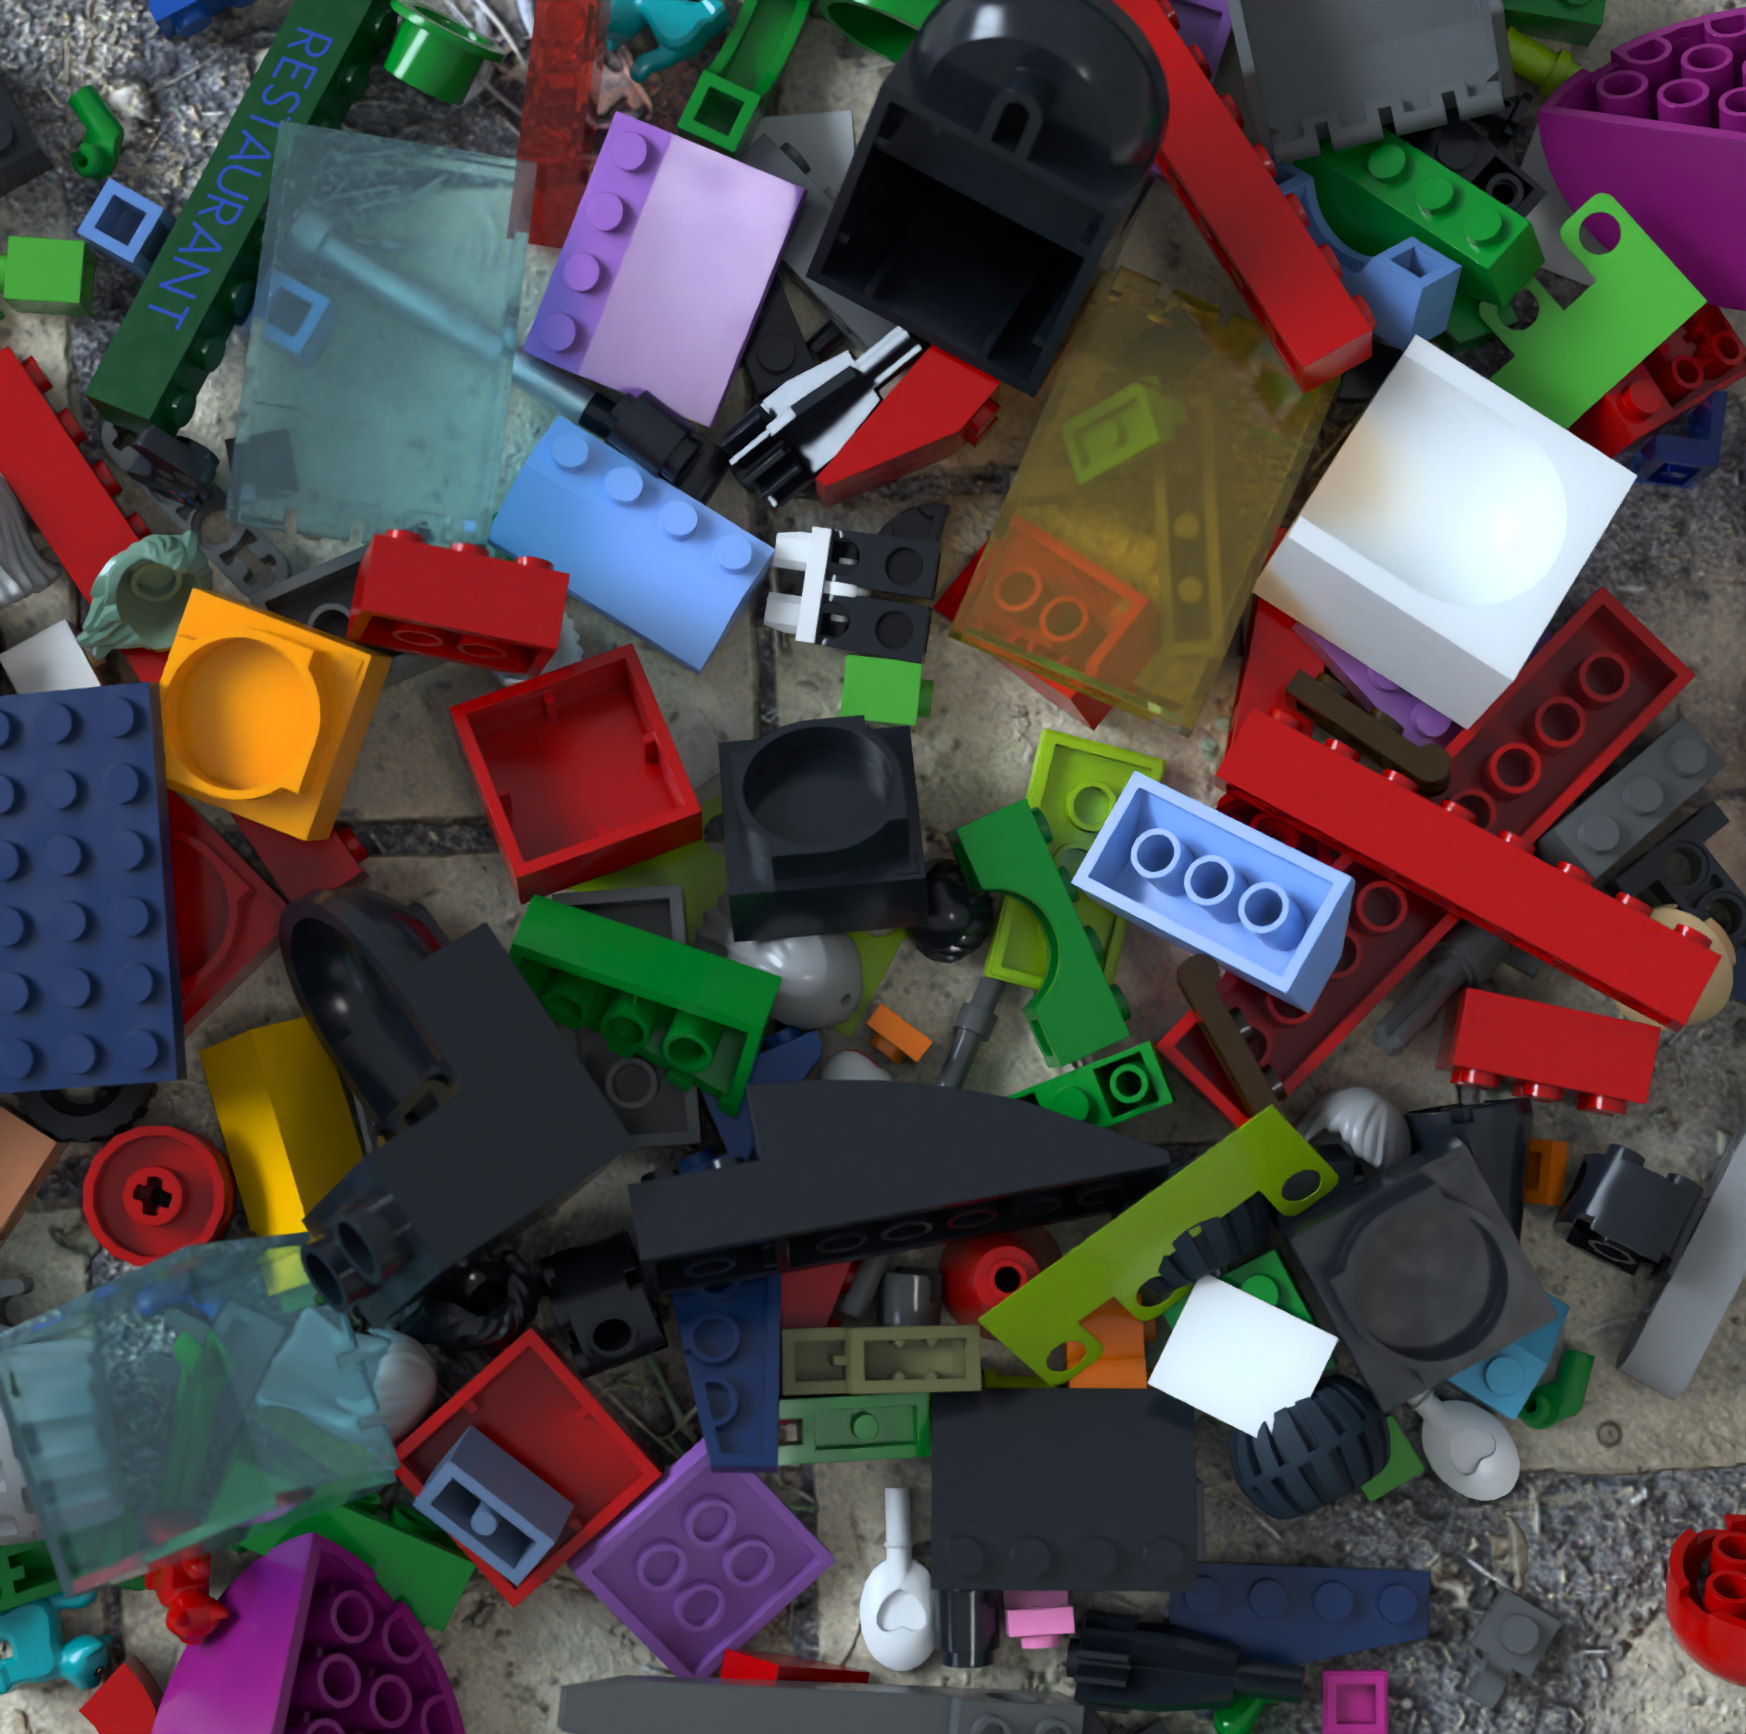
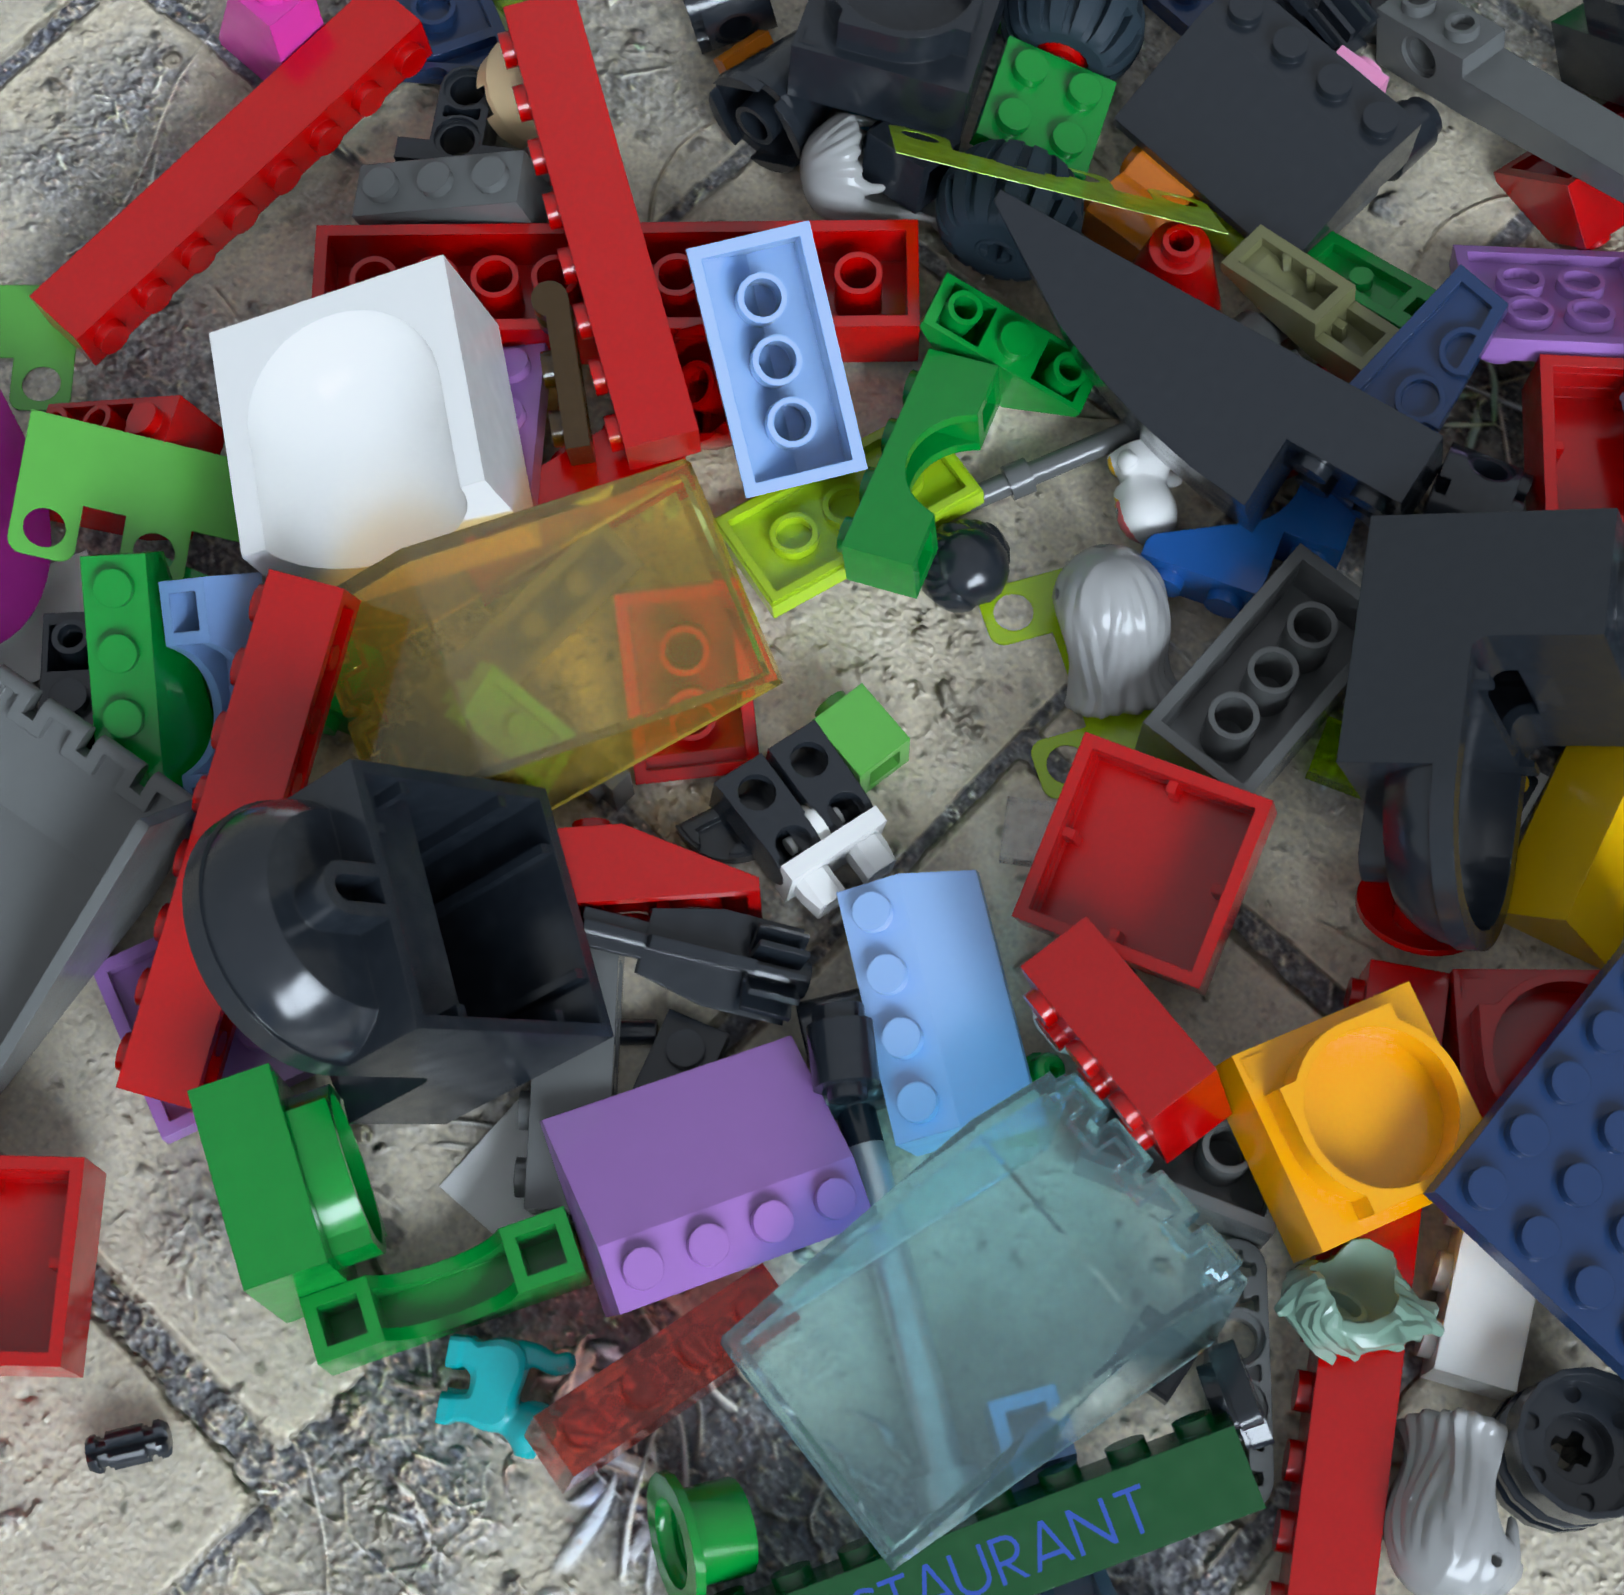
camera: 130 degrees left, 15 degrees down
(648, 996) = (1247, 654): green wedge -> none
(822, 830) = (1005, 664): black container -> none
(896, 1037) = (1083, 511): orange plate -> none
(897, 1595) = (1429, 196): white piece -> none
(1228, 1036) = (869, 271): dark brown plate -> none
(1240, 1356) = (1067, 88): white sticker -> none
(1457, 962) = (705, 199): dark grey piece -> none
(1547, 1051) = (669, 112): red brick -> none
(1688, 459) = (146, 365): clear blue panel -> none

